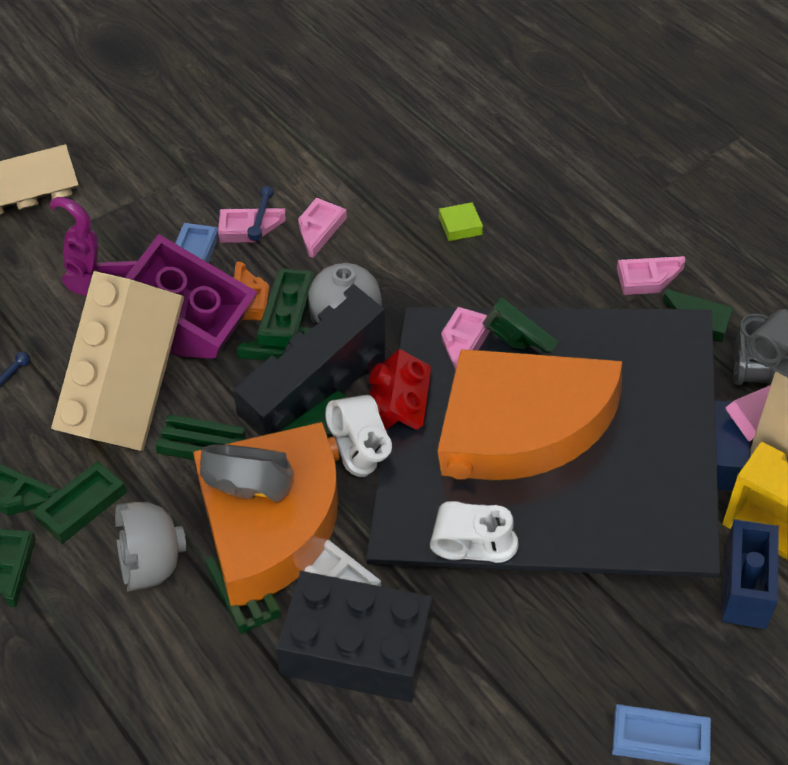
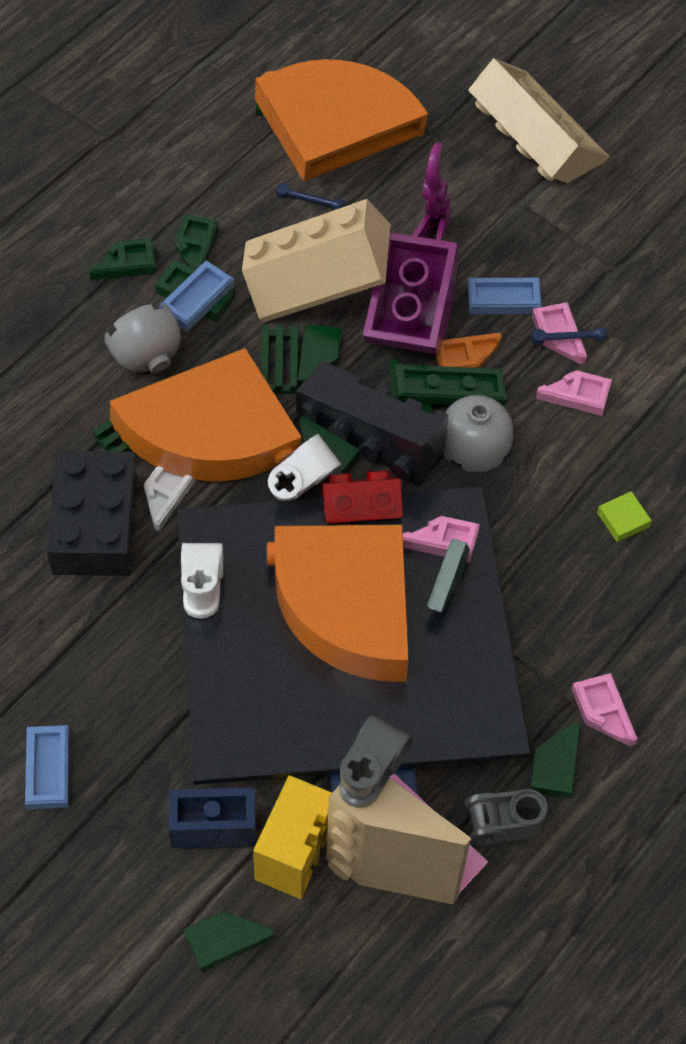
camera: 75 degrees right, 10 degrees up
(93, 491) = (198, 294): none -> medium blue tile
(202, 403) = (319, 345): none -> dark green tile
(247, 471) = (216, 383): dark grey piece -> none

